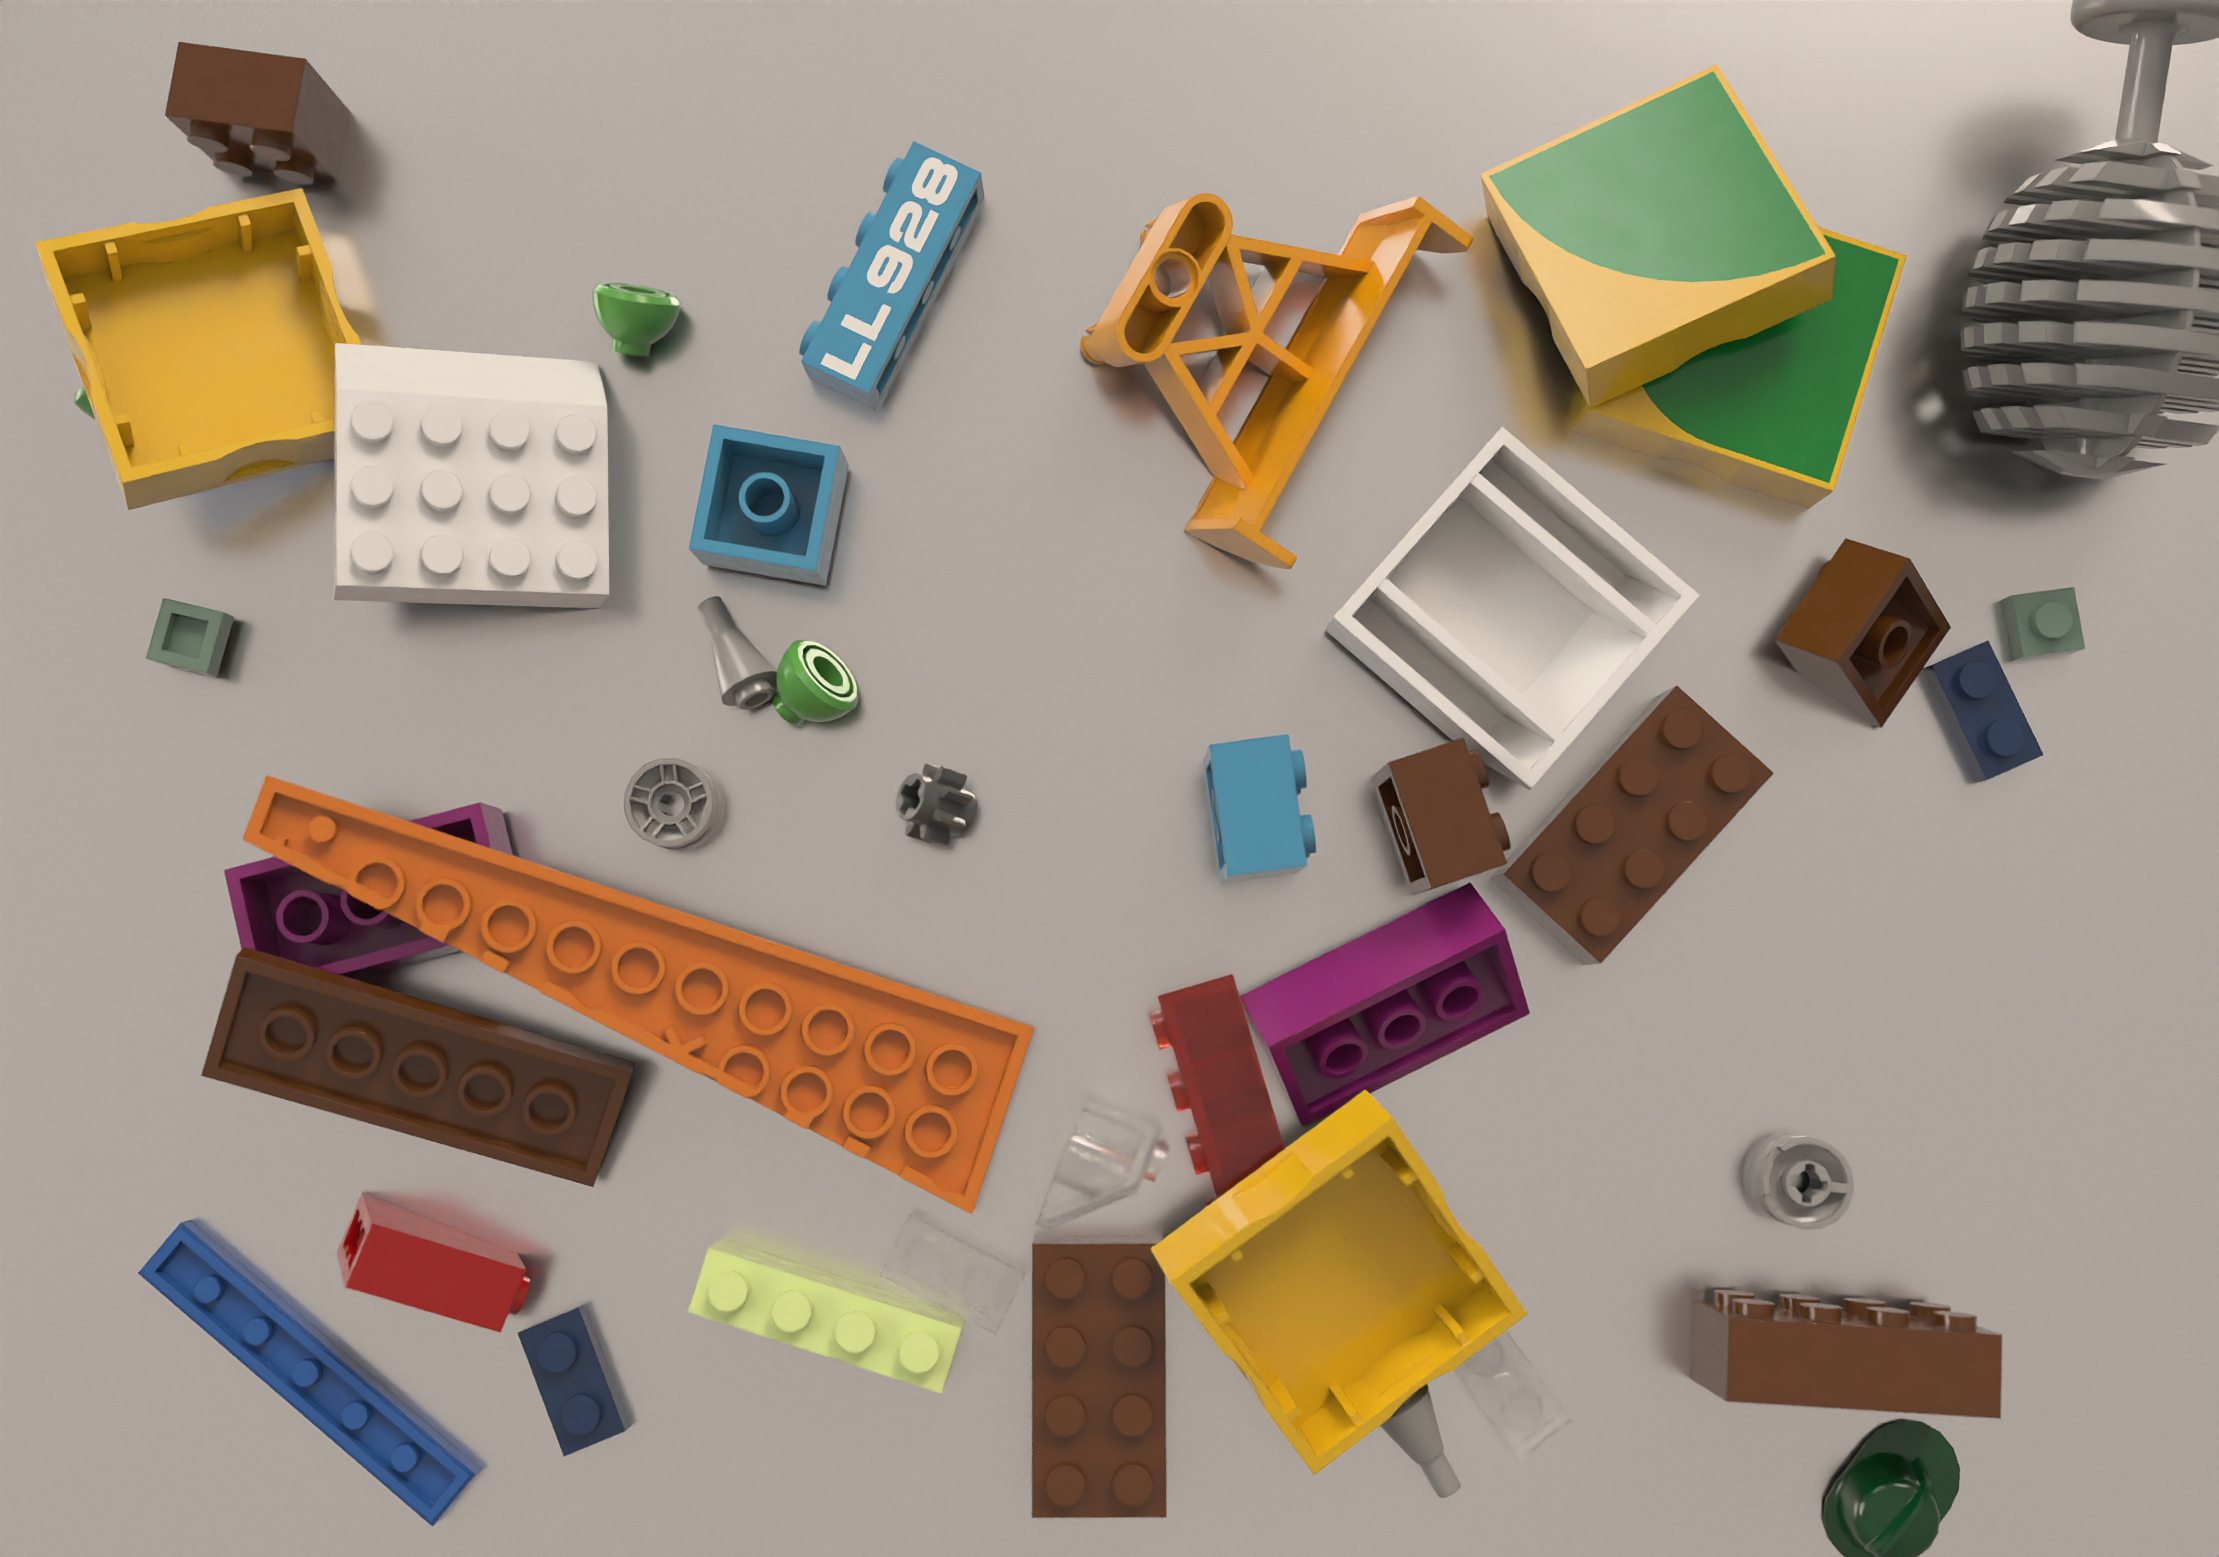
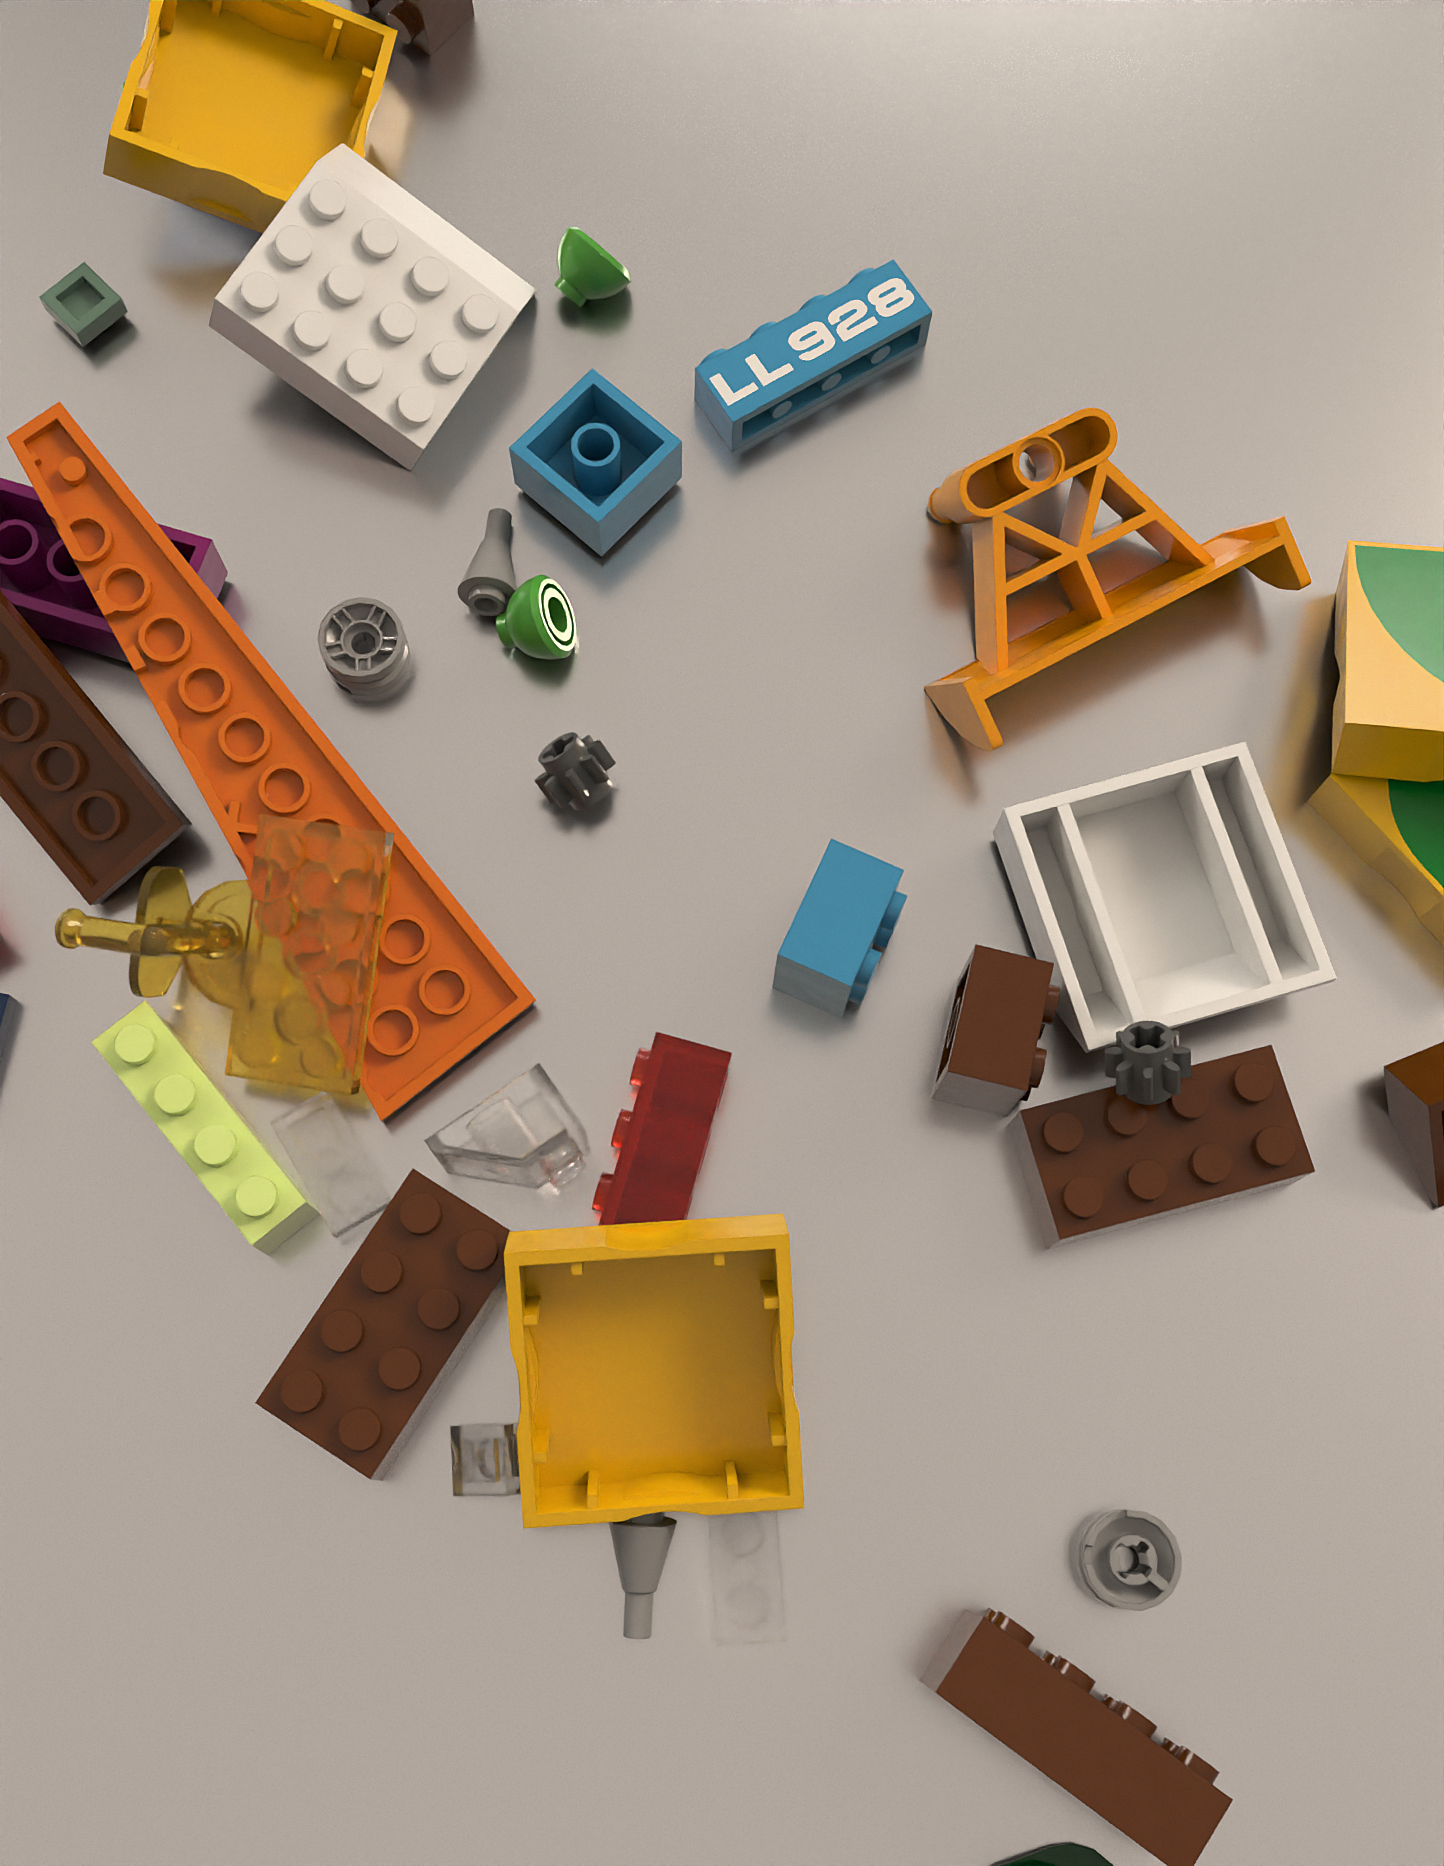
camera: 30 degrees right, 10 degrees down
(807, 1120) = (293, 945): none -> clear yellow plate
(1242, 1433) = (485, 1459): none -> clear plate
(1387, 1003) = (855, 1167): magenta slope -> none
(1590, 773) = (1148, 1062): none -> dark grey gear

